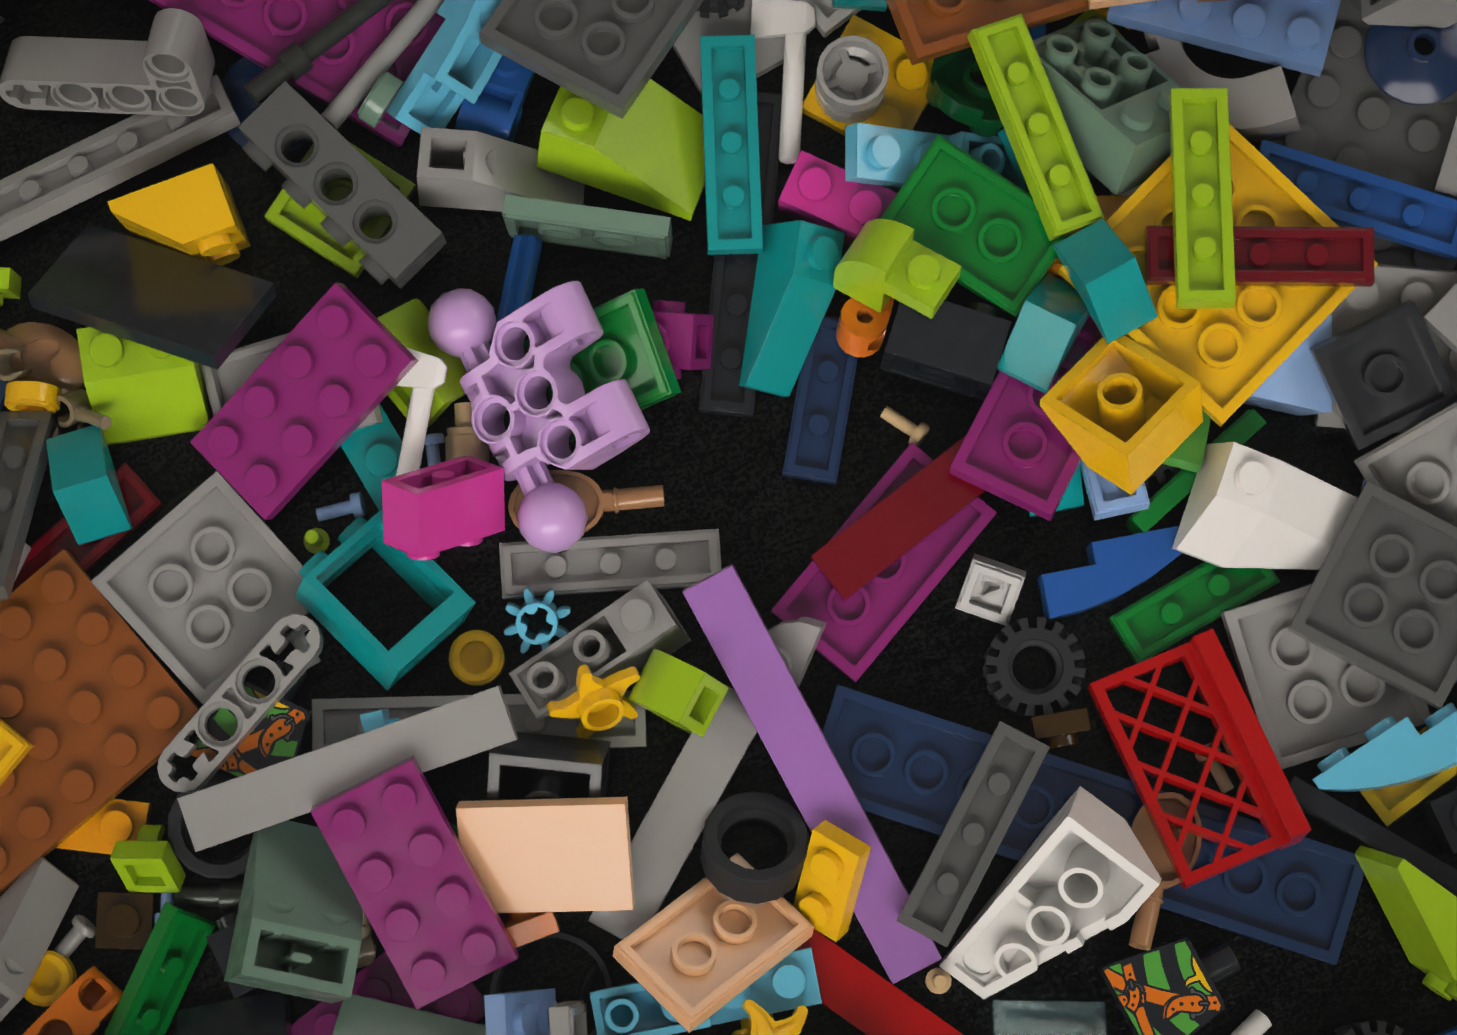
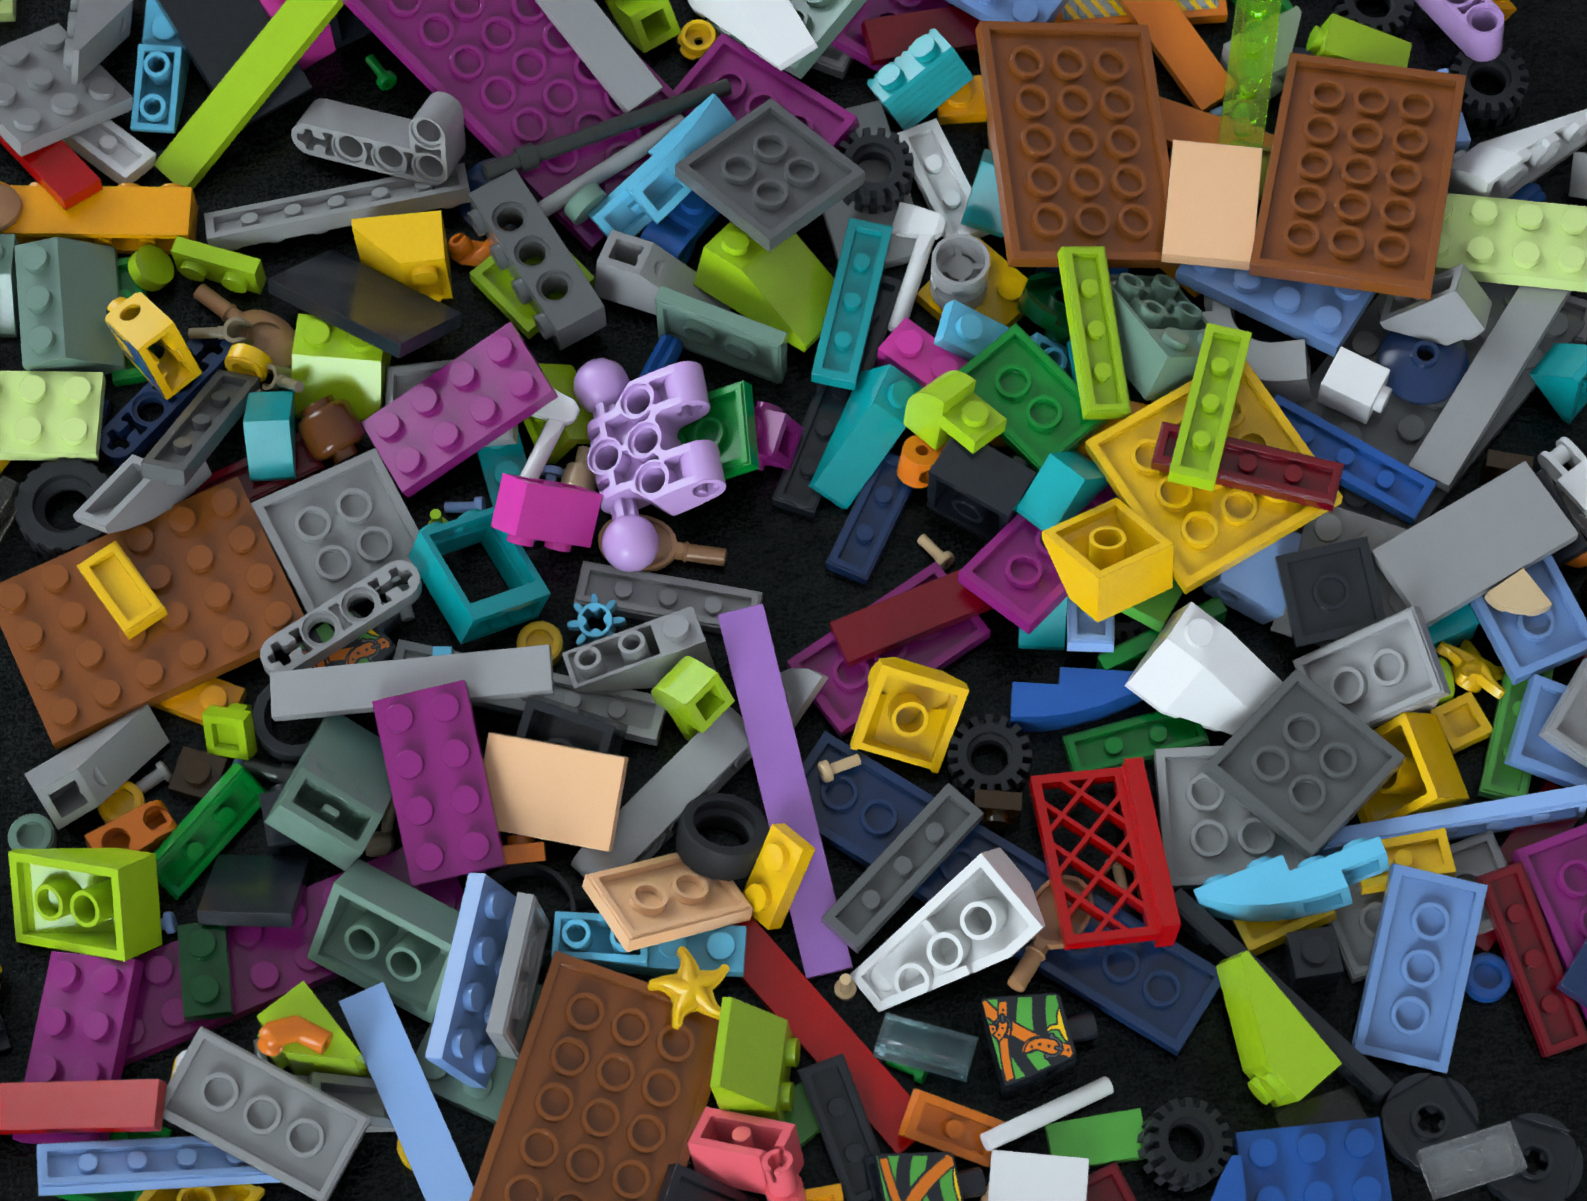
camera: 15 degrees right, 15 degrees down
(157, 460) = (331, 429): none -> reddish brown head
(256, 184) = (469, 251): none -> orange arm
(597, 701) = (626, 686): yellow animal -> none
(854, 736) = (827, 770): none -> tan piece
(931, 641) = (909, 712): none -> yellow slope
(990, 589) = (981, 689): light grey tile -> none
(1107, 280) = (1120, 457): teal slope -> none
(1351, 106) = (1355, 386): none -> white brick

